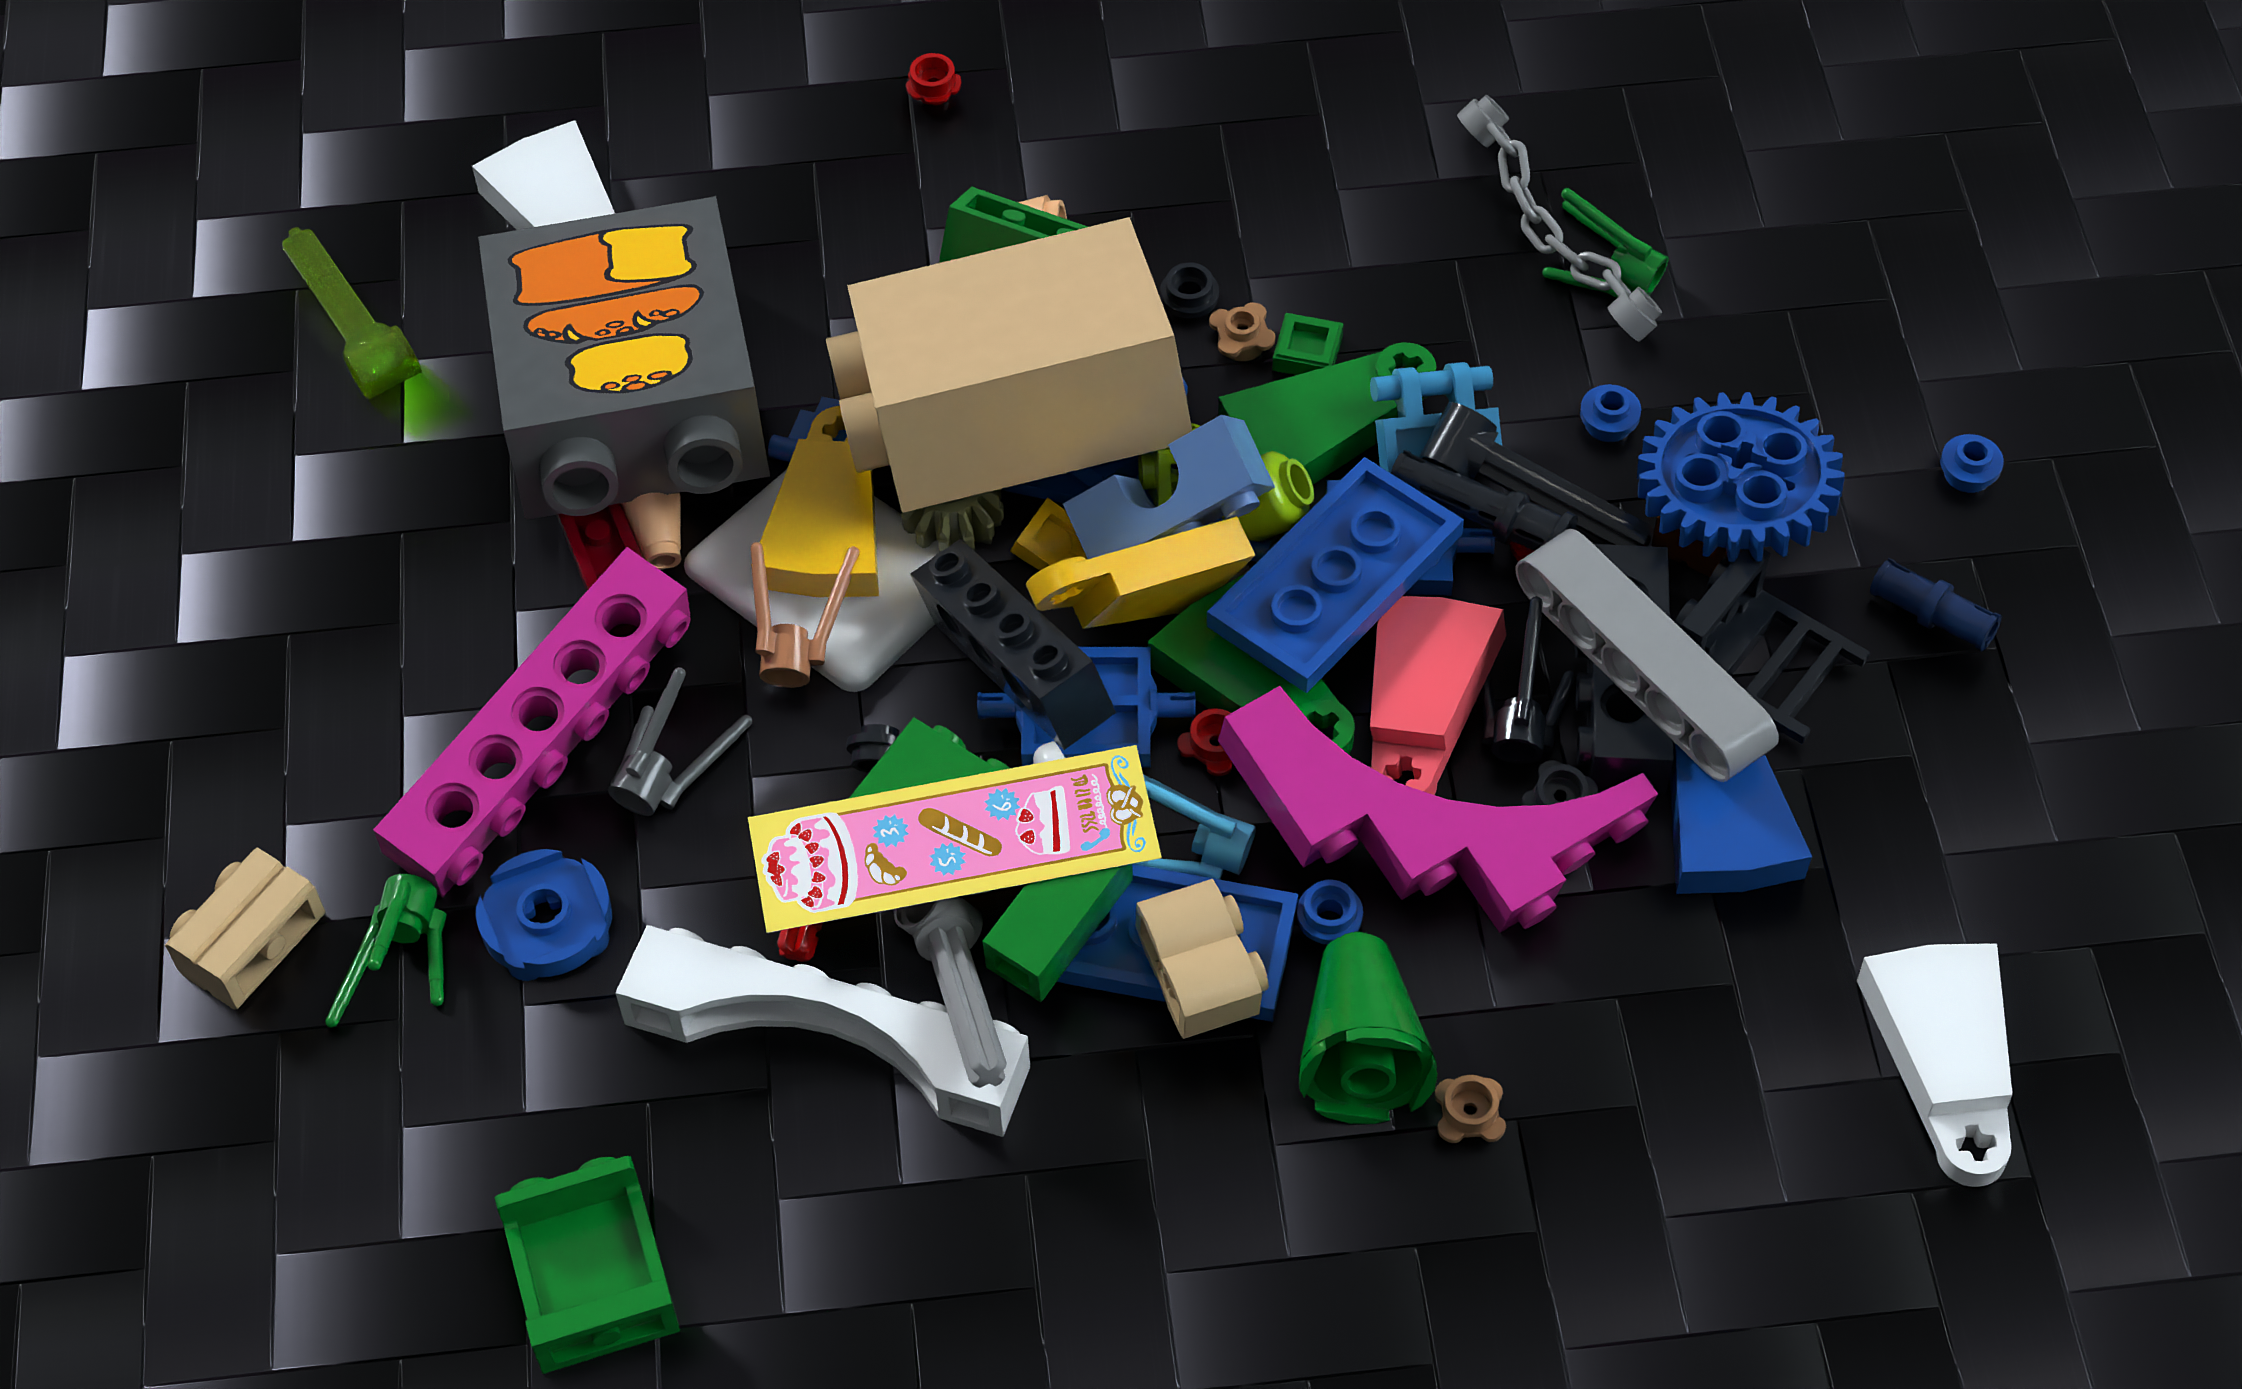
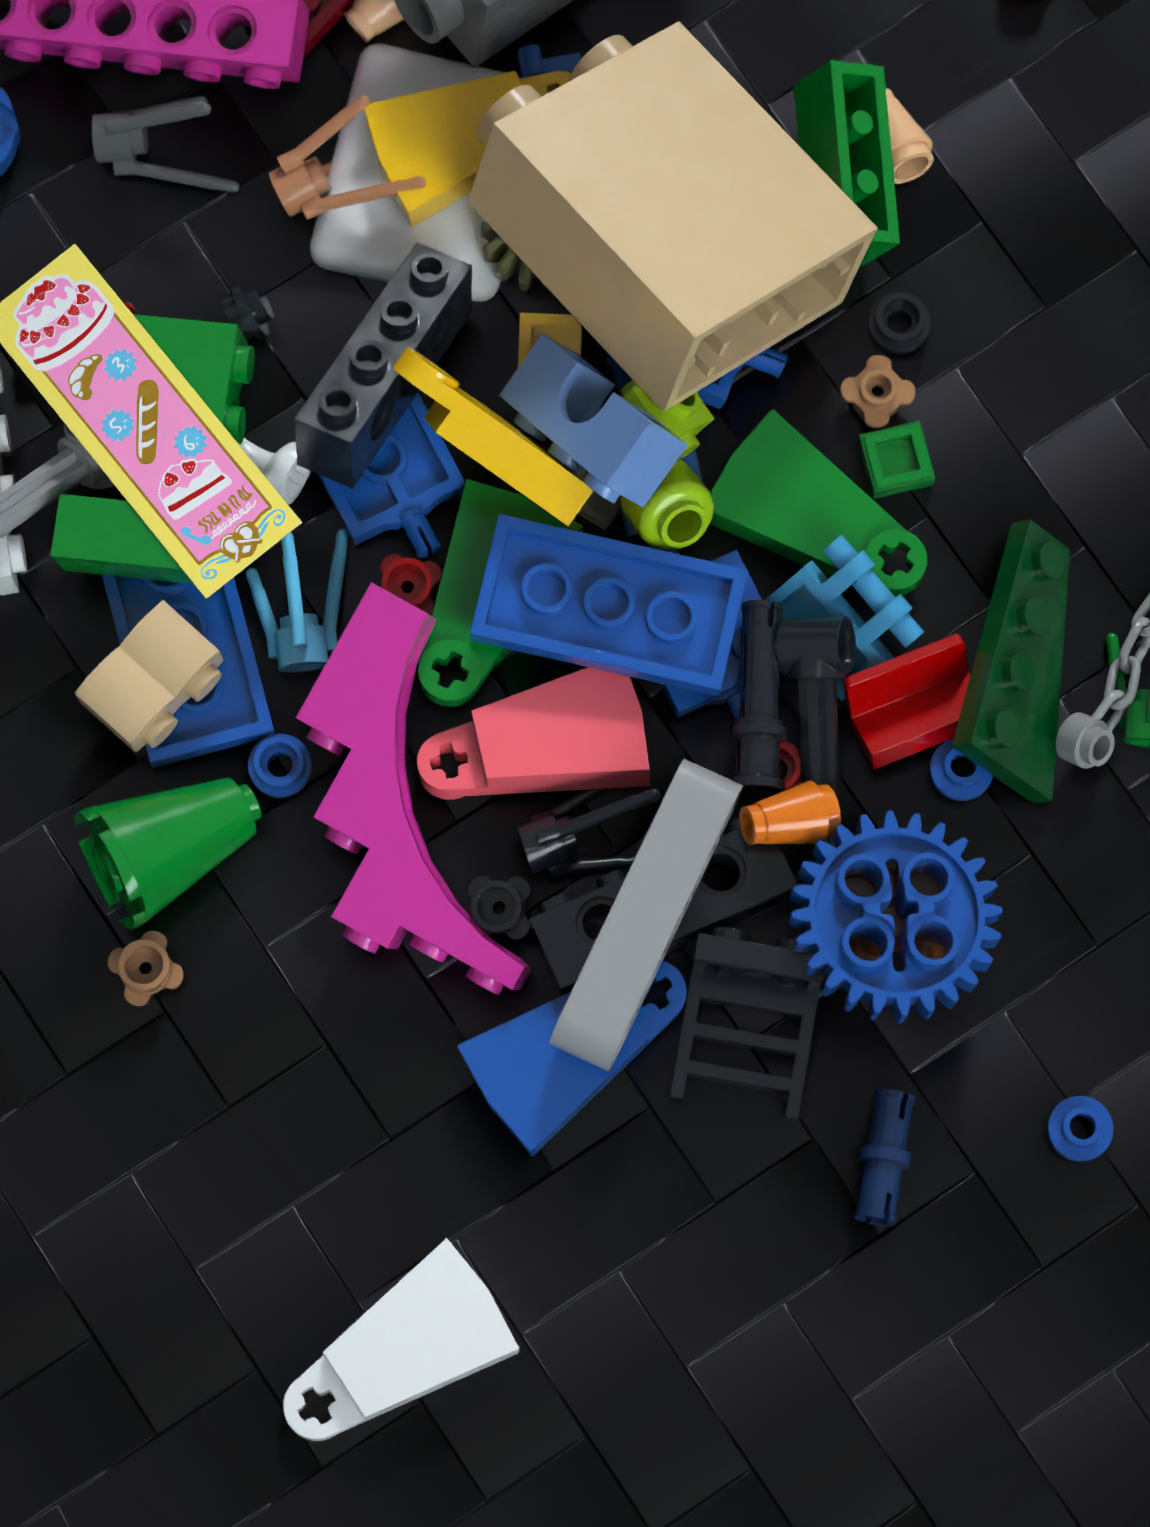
camera: 60 degrees right, 20 degrees up
(1540, 410) = (908, 701): none -> red panel
(1543, 324) = (1016, 676): none -> dark green wing
(1608, 511) = (792, 816): none -> orange cone

